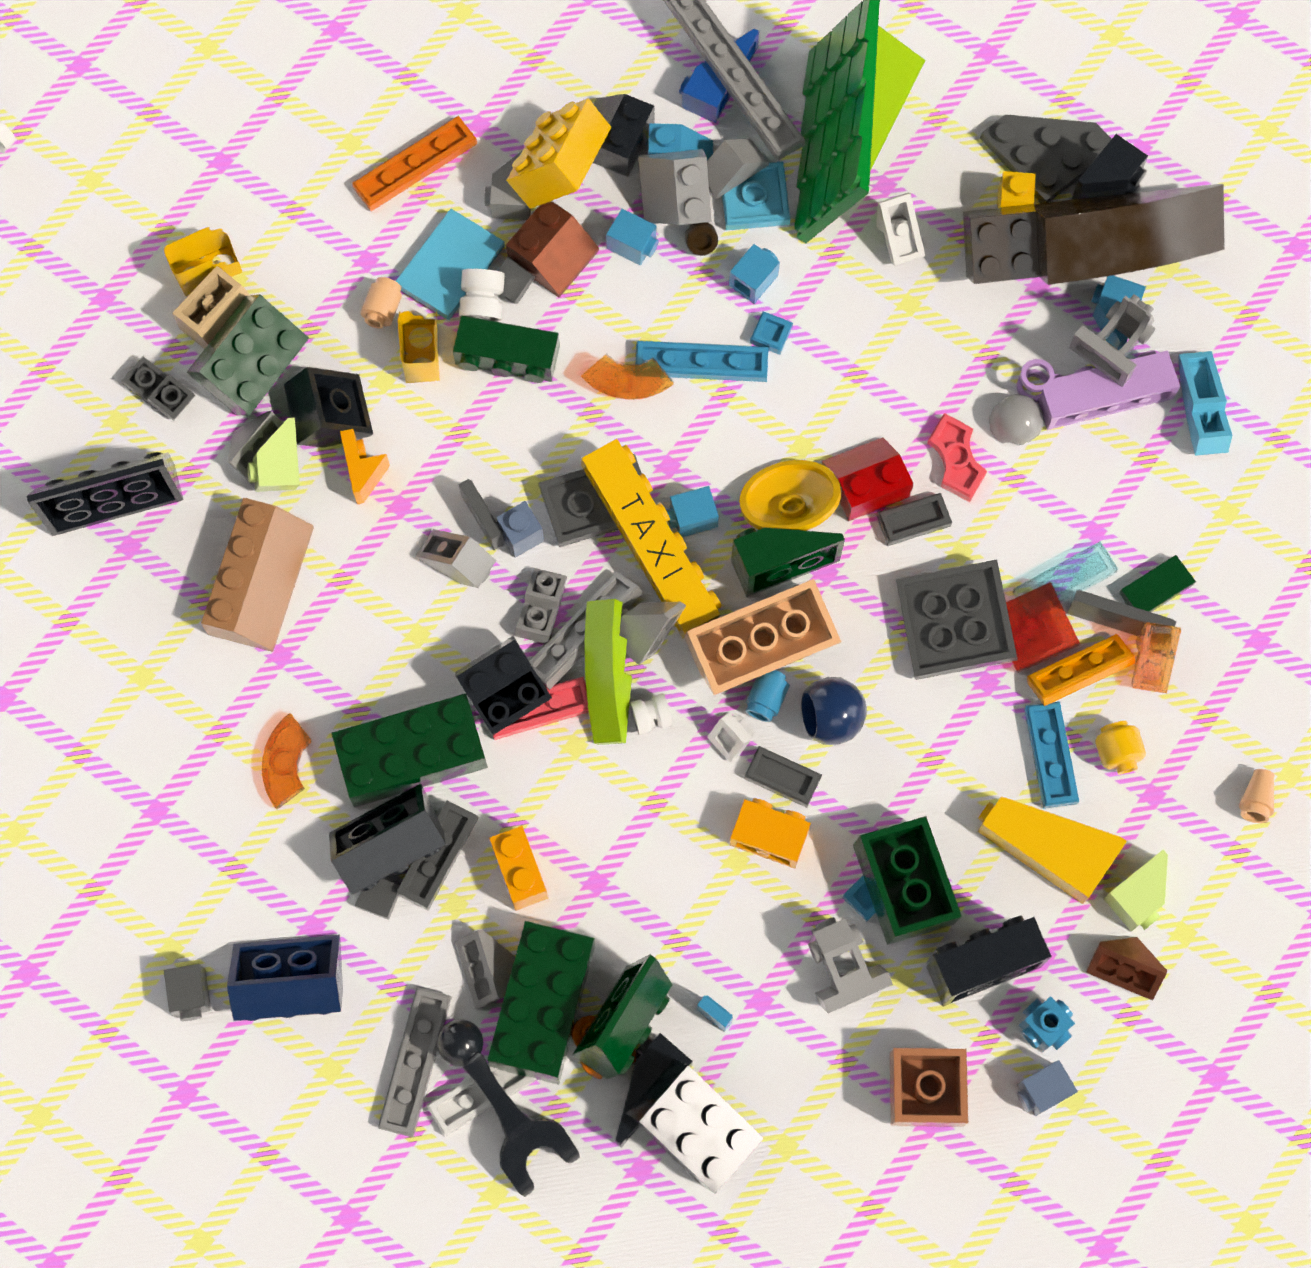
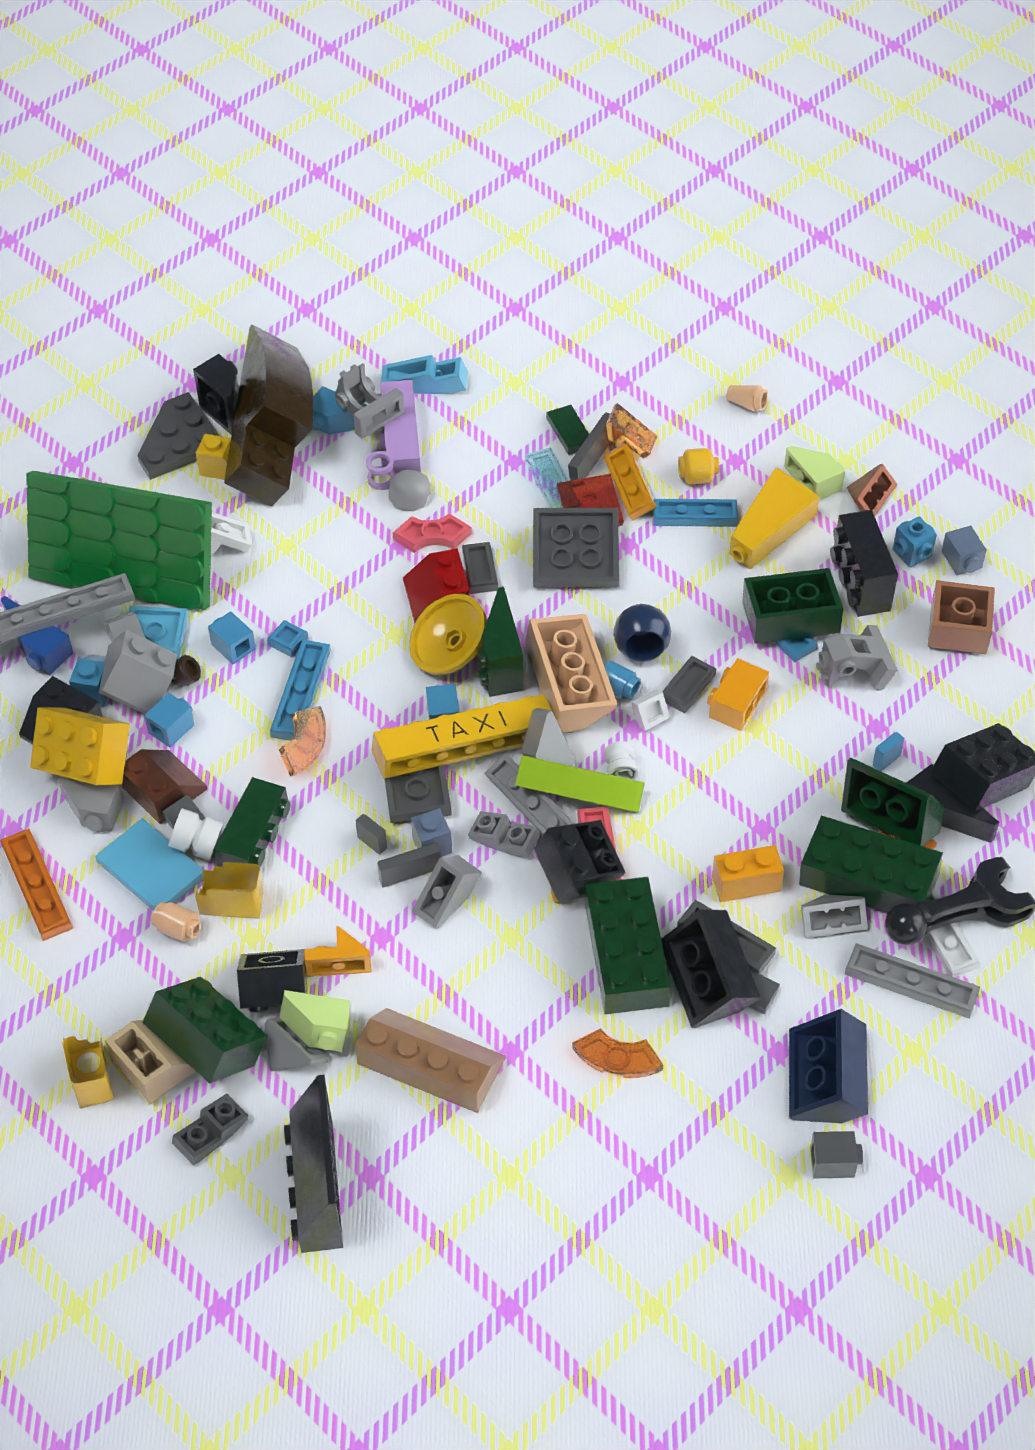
camera: 80 degrees left, 20 degrees down
(515, 469) = (371, 833): none -> dark grey tile

